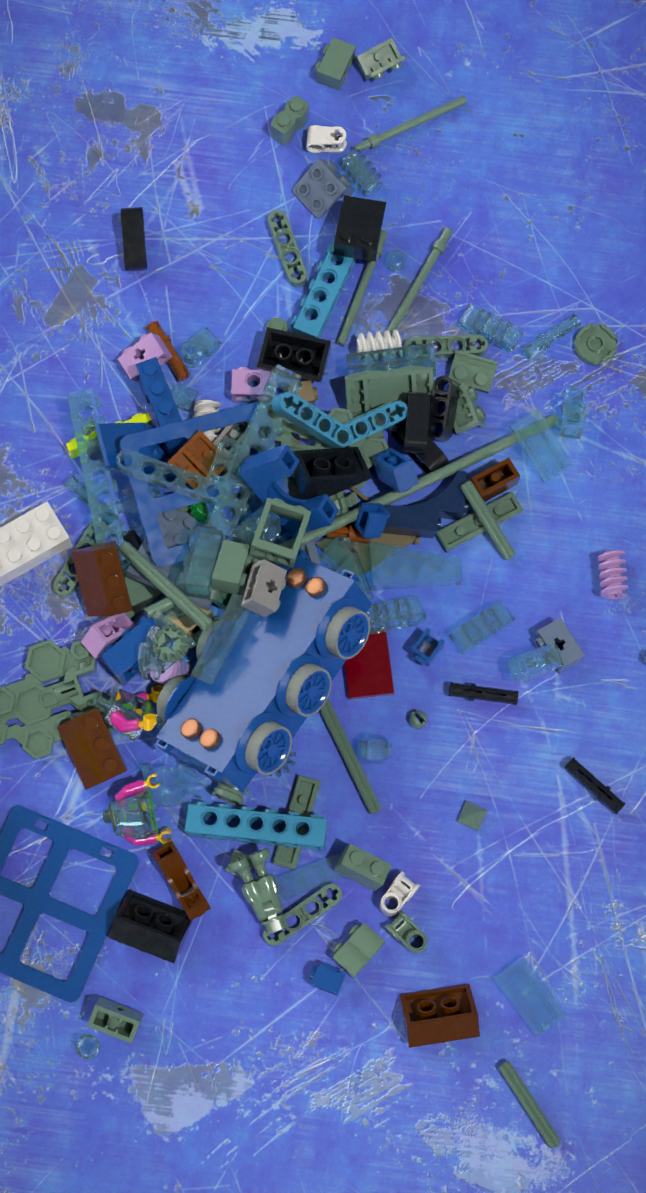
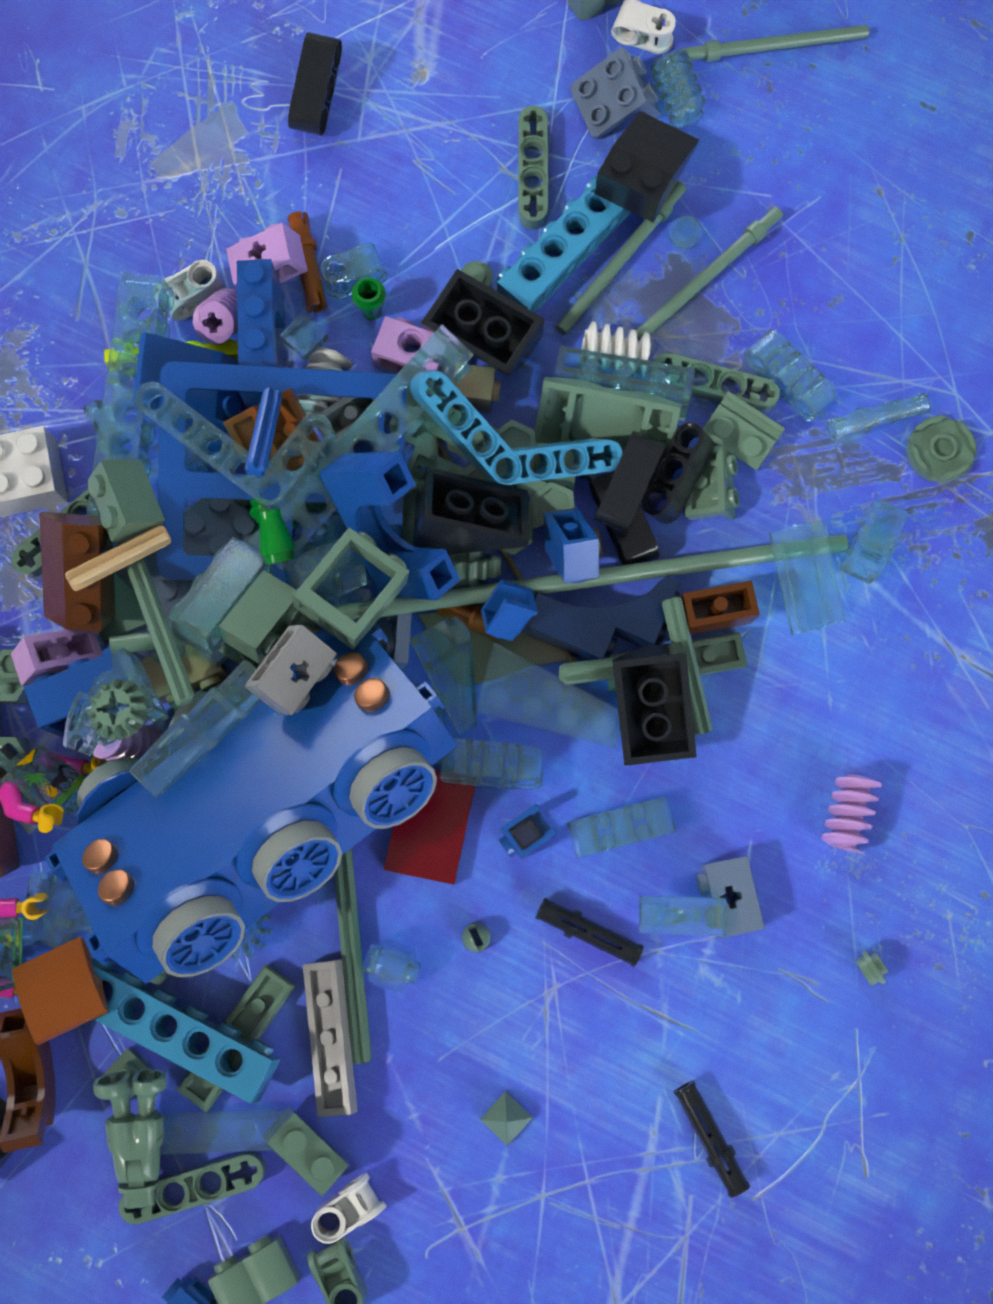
camera: 20 degrees right, 5 degrees up
(106, 392) = (188, 288): none -> white piece
(123, 526) = (124, 498): none -> sand green brick
(126, 392) = (216, 316): none -> lavender piece
(133, 560) = (118, 558): none -> tan axle
(186, 822) = (59, 991): none -> dark orange slope
(198, 458) = (263, 432): none -> blue axle
(217, 360) = (369, 297): none -> green cone
(225, 520) = (275, 539): none -> green cone
(352, 802) = (330, 1038): none -> light grey plate
(442, 536) = (586, 671): none -> sand green axle
(477, 547) = (654, 704): none -> black slope

